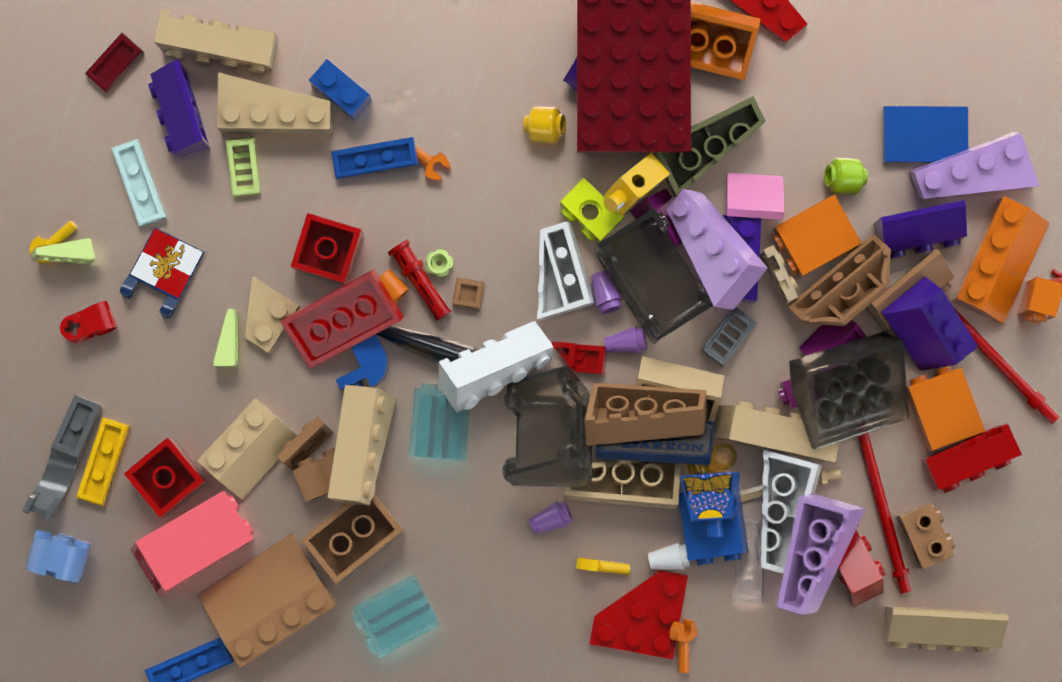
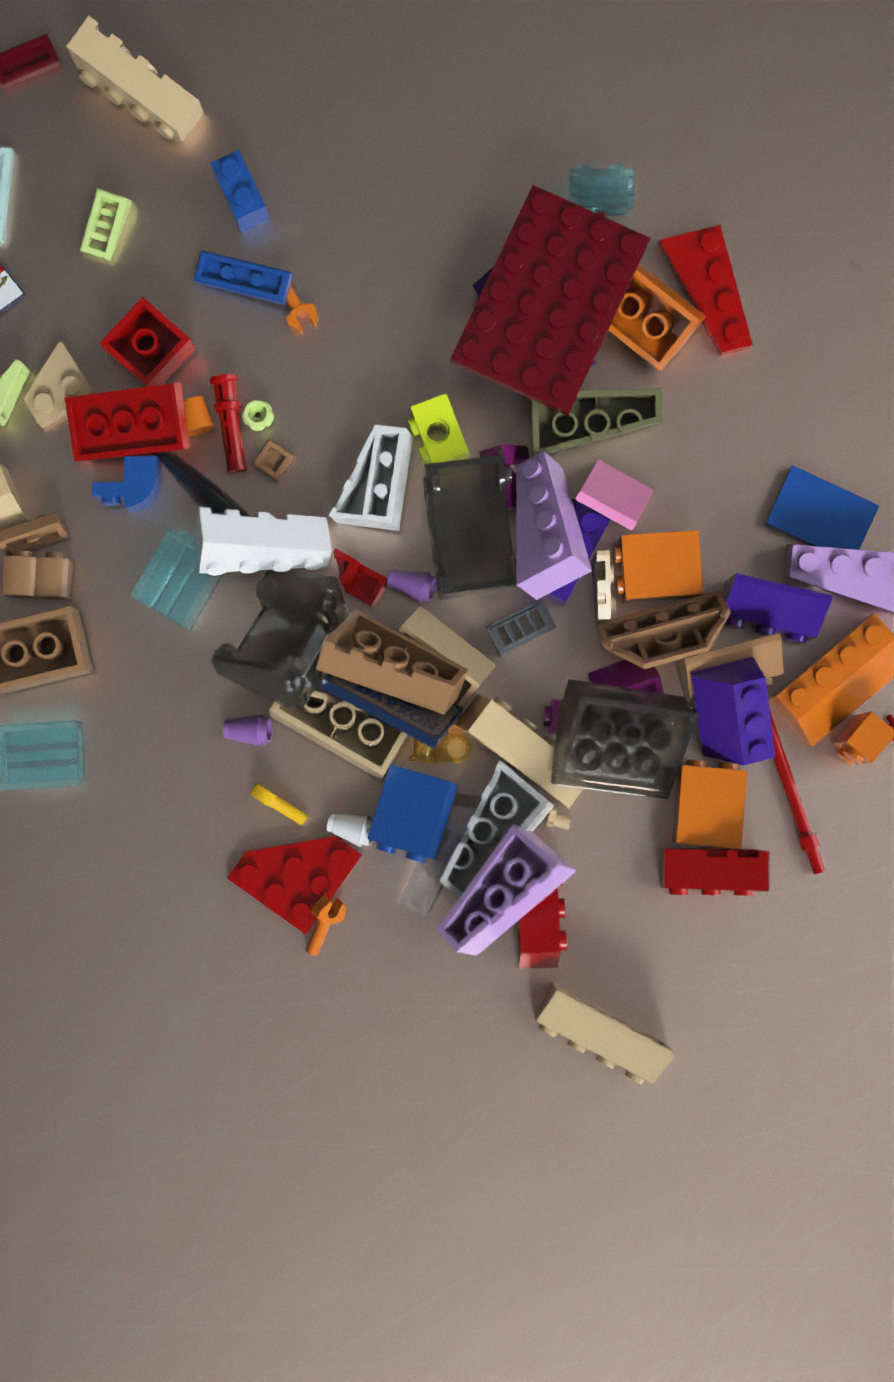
camera: 20 degrees right, 0 degrees up
(178, 110) = (66, 135): dark purple slope -> none
(265, 109) = (154, 176): tan wedge -> none
(360, 443) = (83, 558): tan wedge -> none
(544, 124) = (433, 323): yellow head -> none
(605, 293) = (413, 526): medium lavender cone -> none
(627, 194) = (481, 427): yellow torso -> none
(712, 499) = (420, 785): torso -> none
(845, 176) = (718, 518): lime head -> none
(900, 571) = (585, 953): red bar -> none
(926, 535) = (629, 929): medium nougat brick -> none

